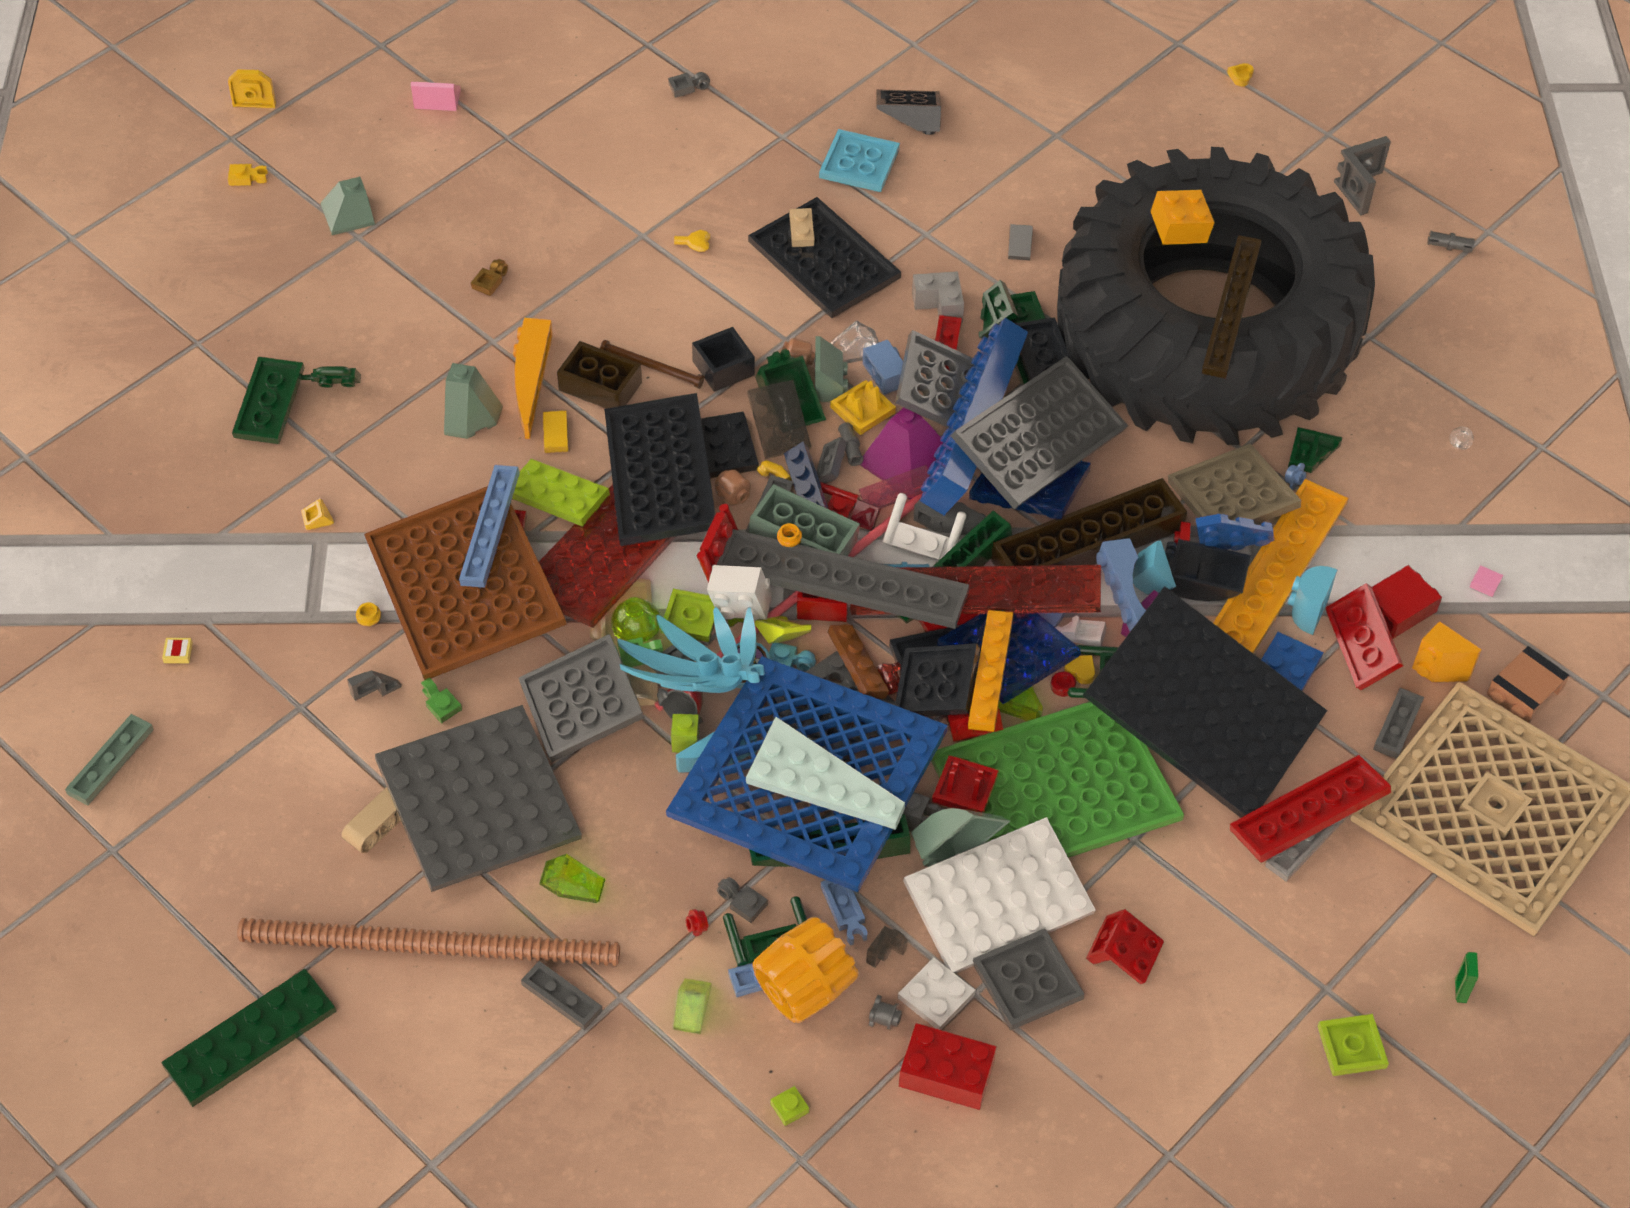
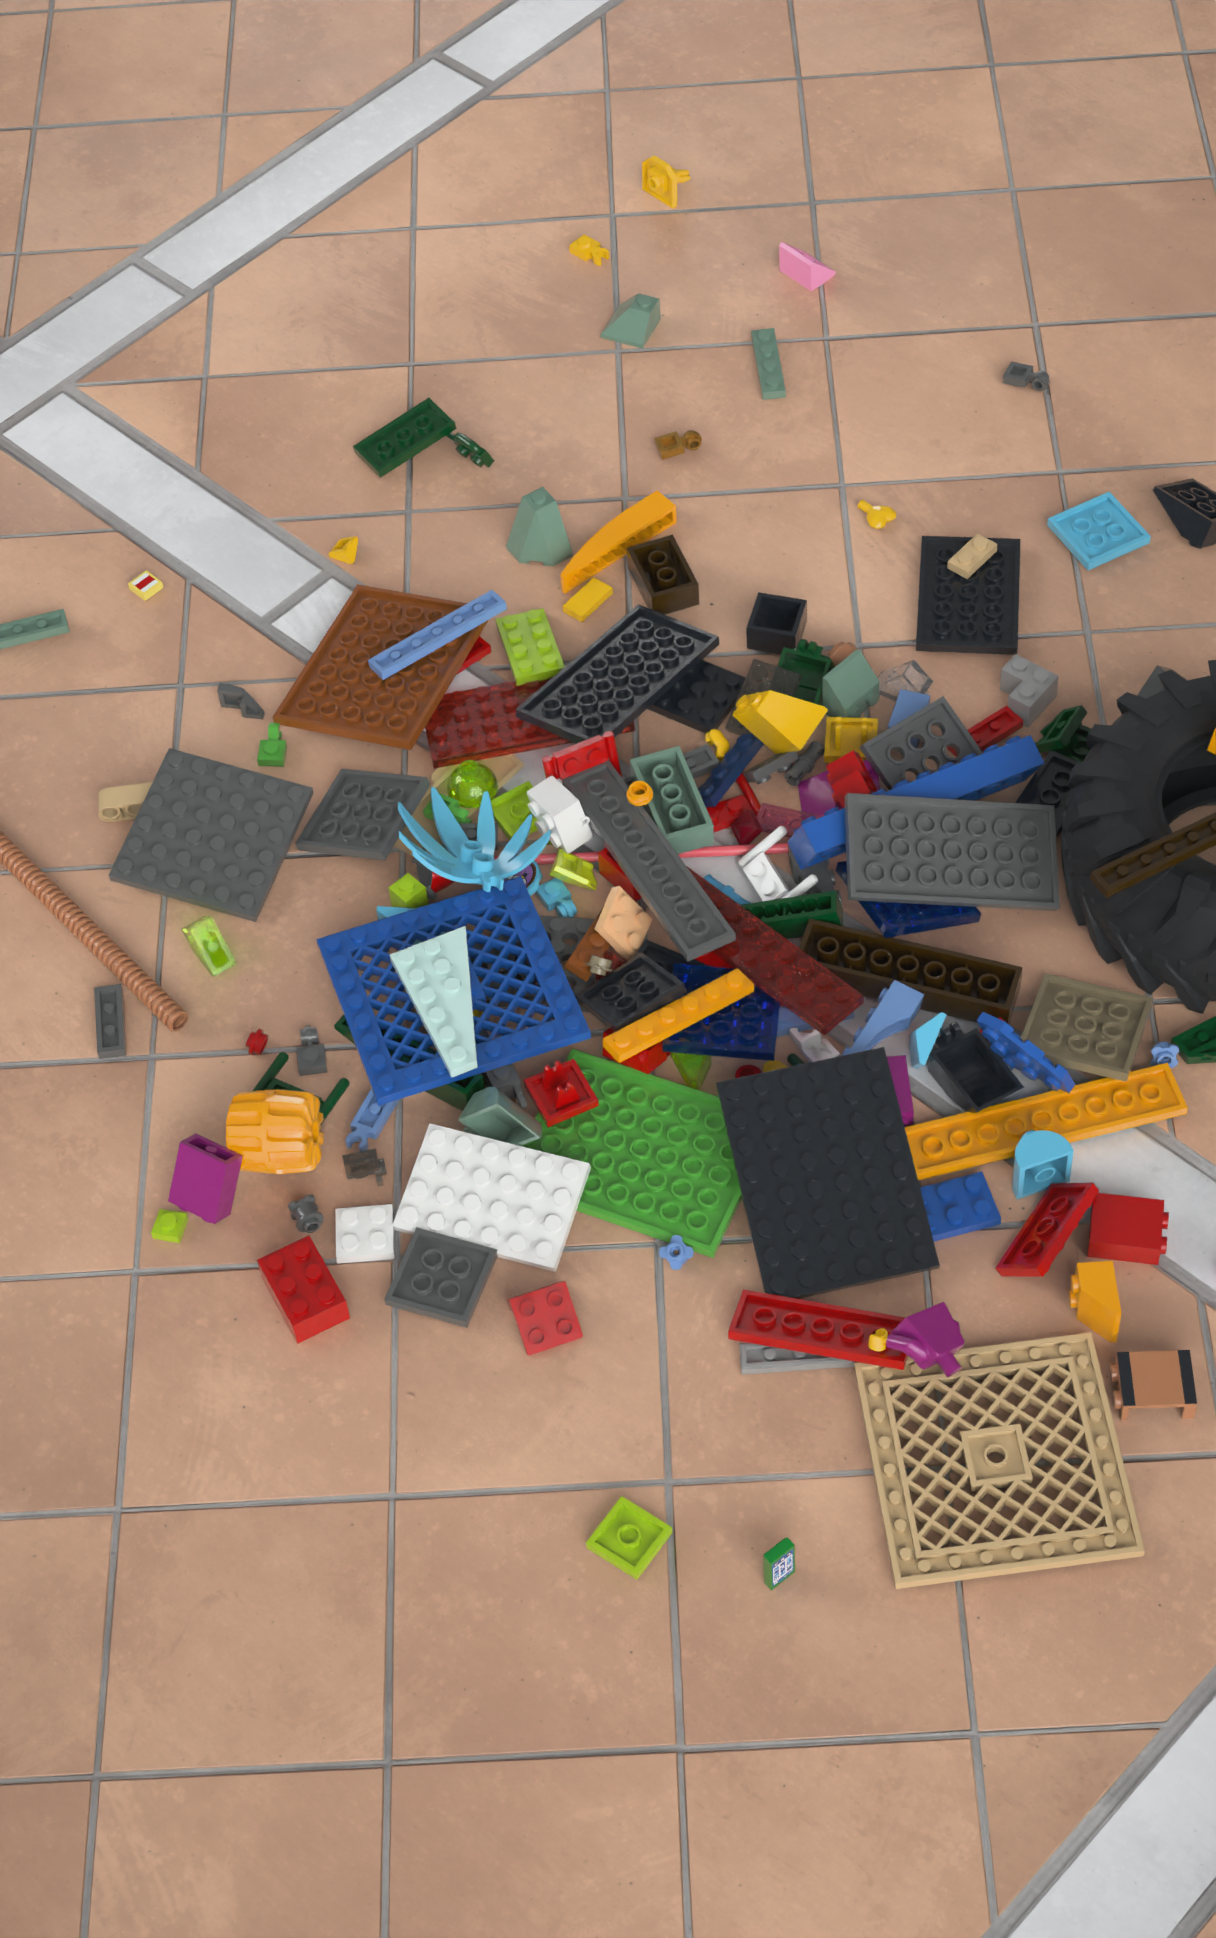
camera: 50 degrees right, 0 degrees up
(368, 614) = (296, 647): yellow plate -> none
(488, 180) = (768, 364): none -> sand green plate
(691, 1005) = (188, 1097): clear neon green slope -> none
(697, 380) = (702, 557): reddish brown bar -> none
(732, 487) = (666, 732): nougat head -> none
(792, 1045) = (205, 1178): none -> magenta brick
(819, 421) = (779, 719): none -> yellow slope
(866, 638) = (623, 923): none -> light nougat plate
(891, 677) = (599, 965): none -> dark tan plate
(919, 430) = (849, 775): none -> red brick
(1152, 835) = (676, 1261): none -> medium blue plate
(1385, 758) = (926, 1337): none -> magenta torso
(1398, 723) = (999, 1323): dark grey plate -> none

